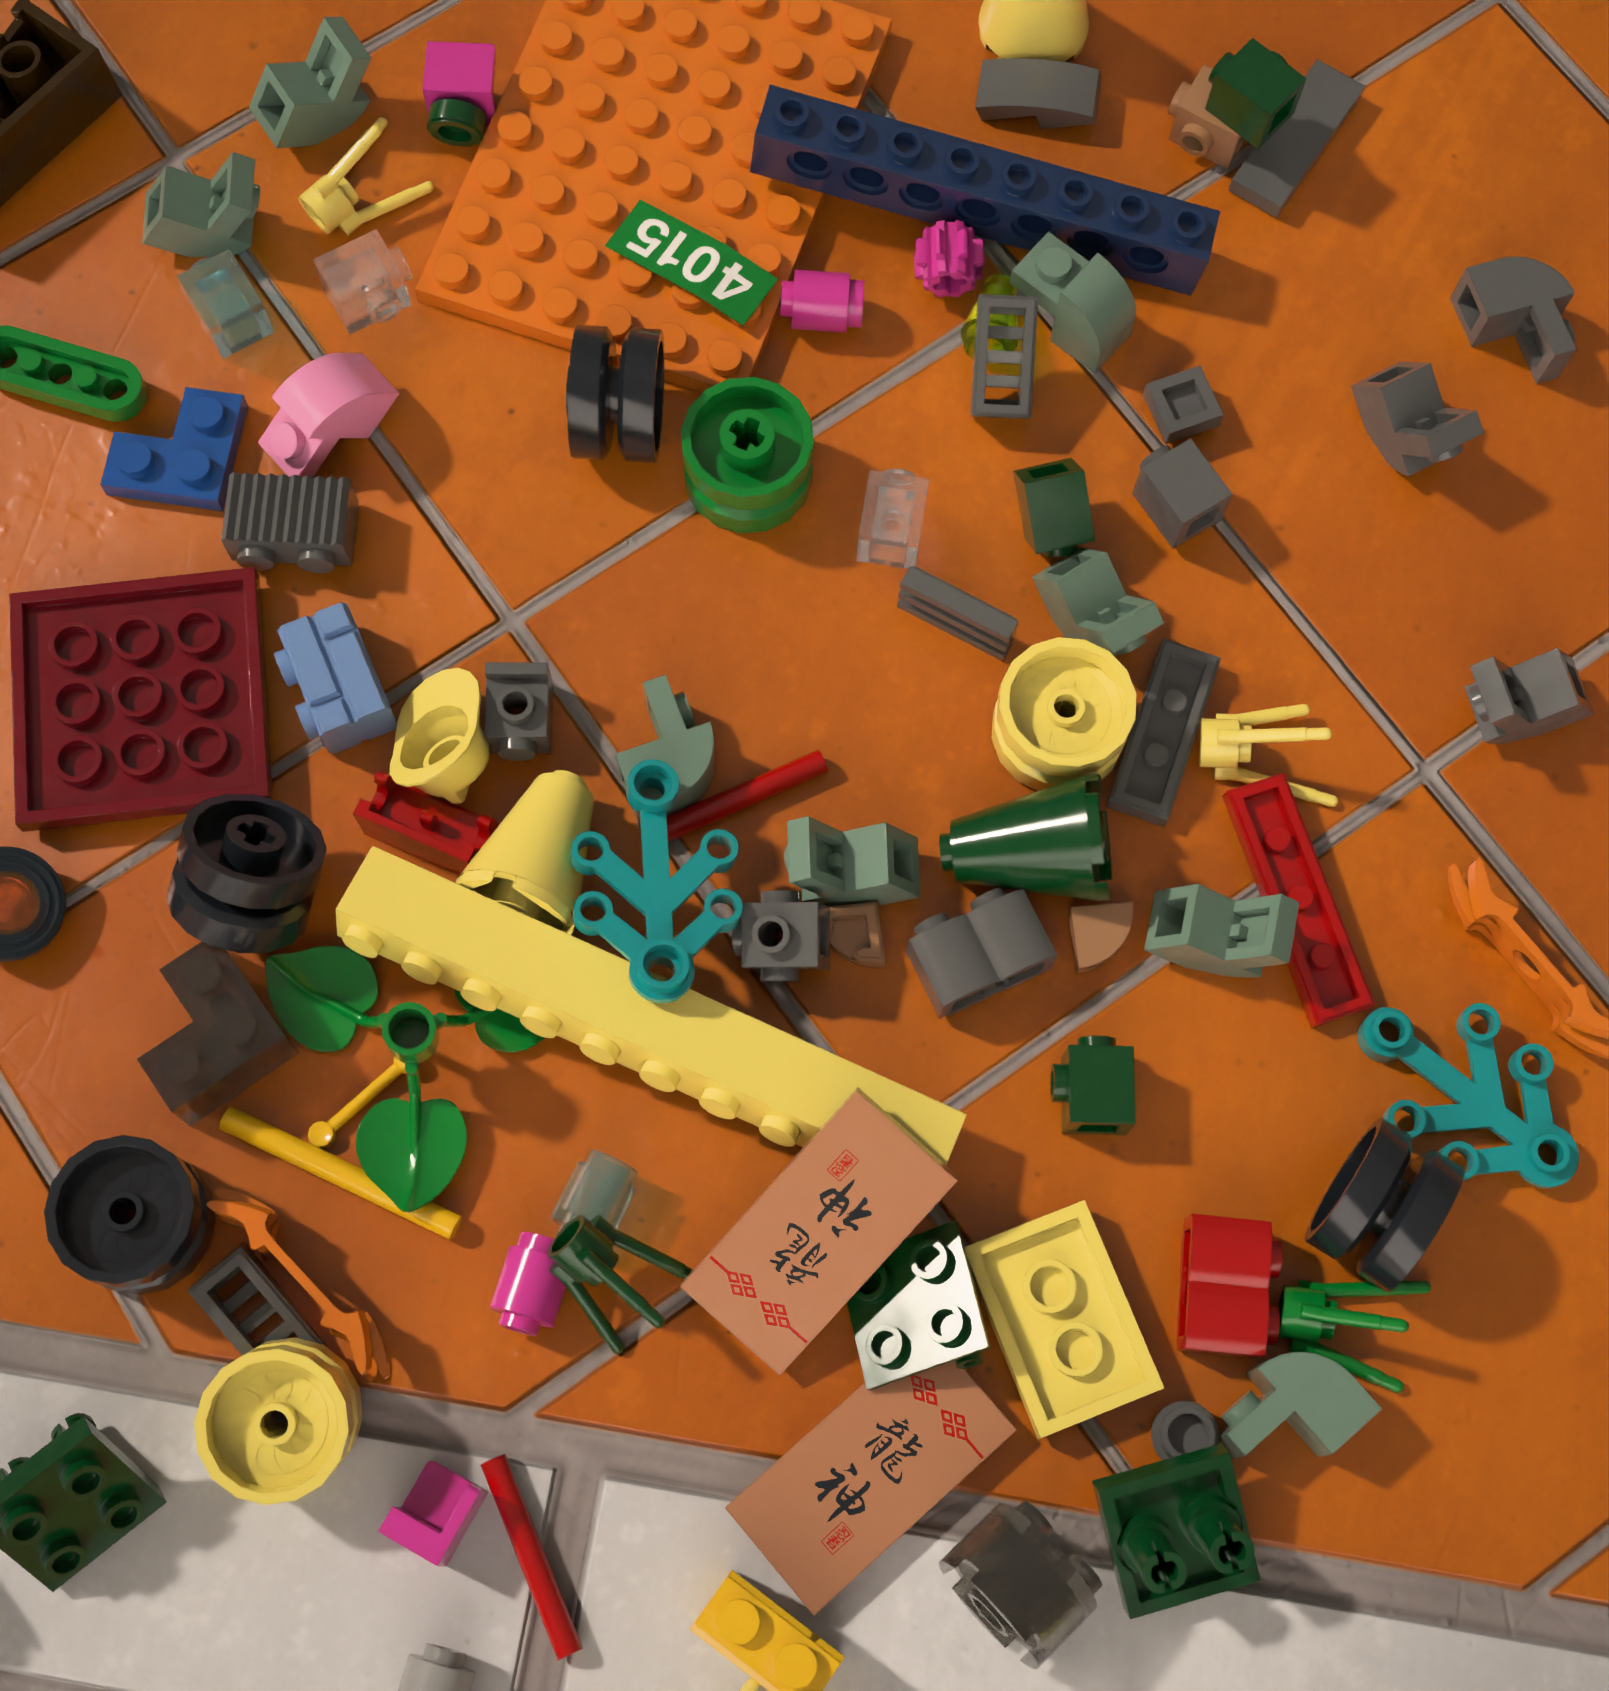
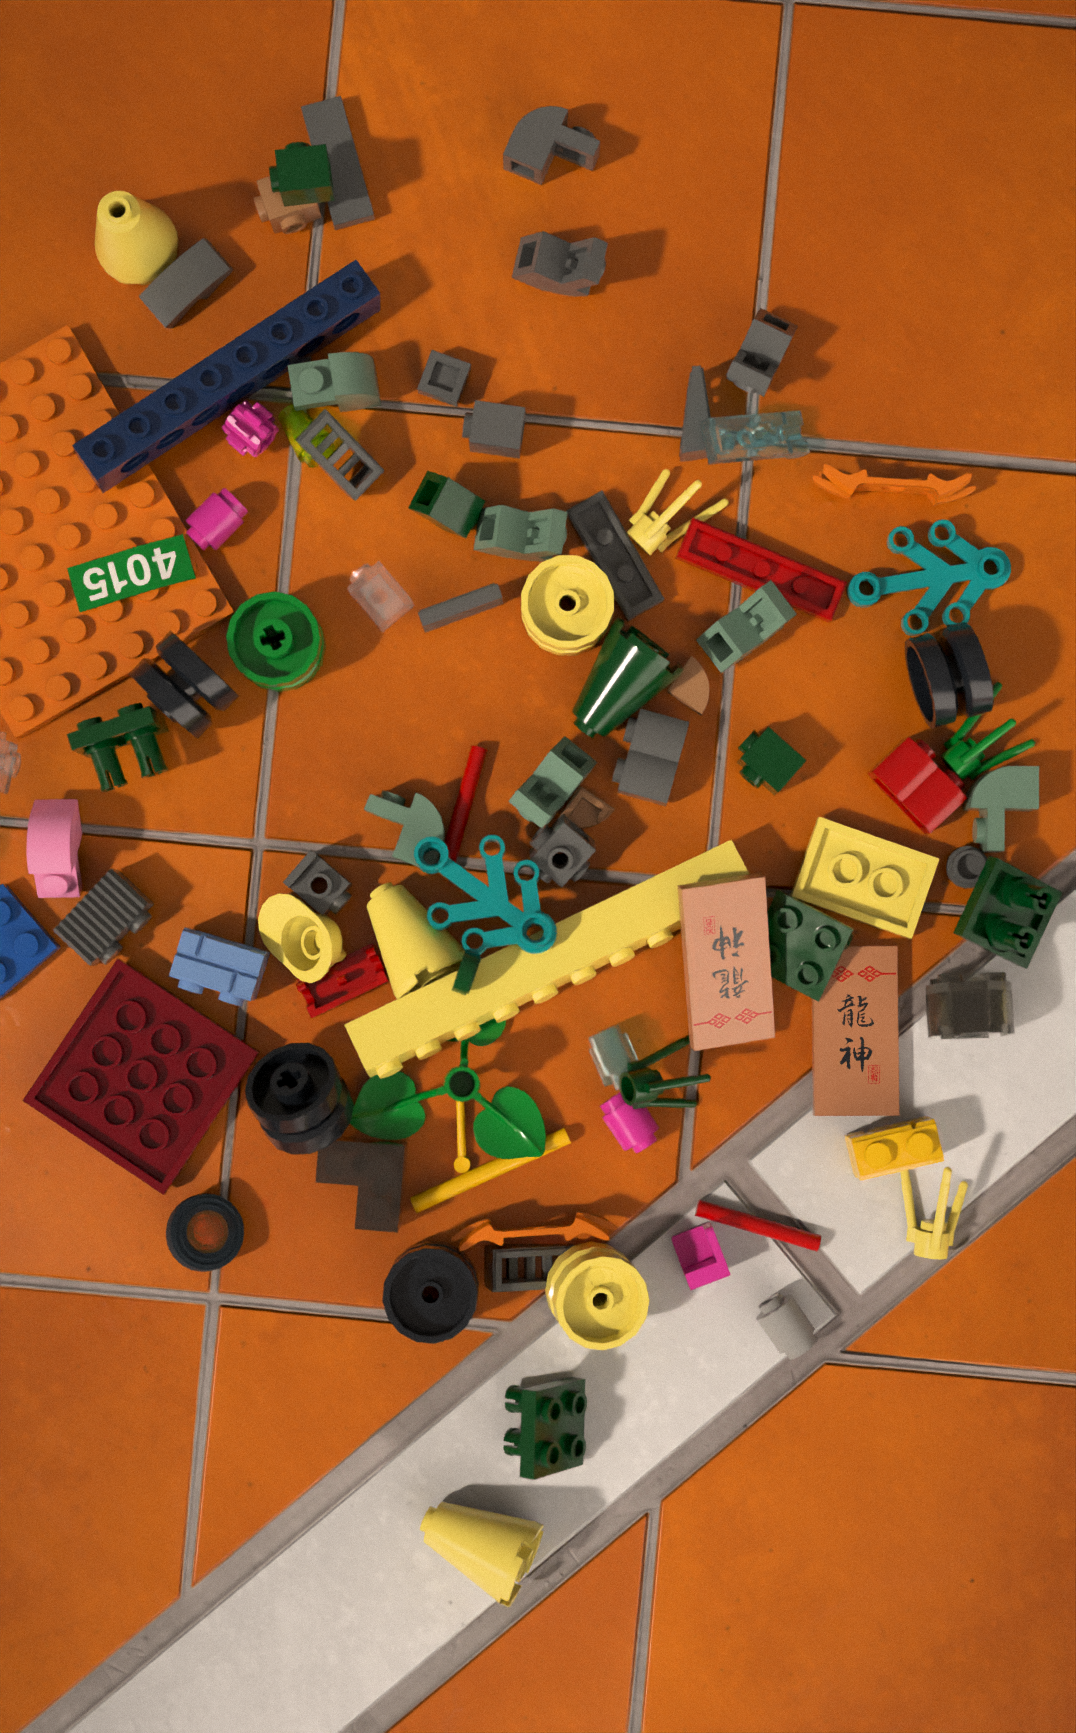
camera: 45 degrees left, 15 degrees up
(504, 369) = (133, 726): none -> dark green plate
(546, 926) = (466, 972): none -> dark green tile
(1375, 702) = (695, 412): none -> dark grey slope
(1434, 761) = (754, 437): none -> clear light blue plate

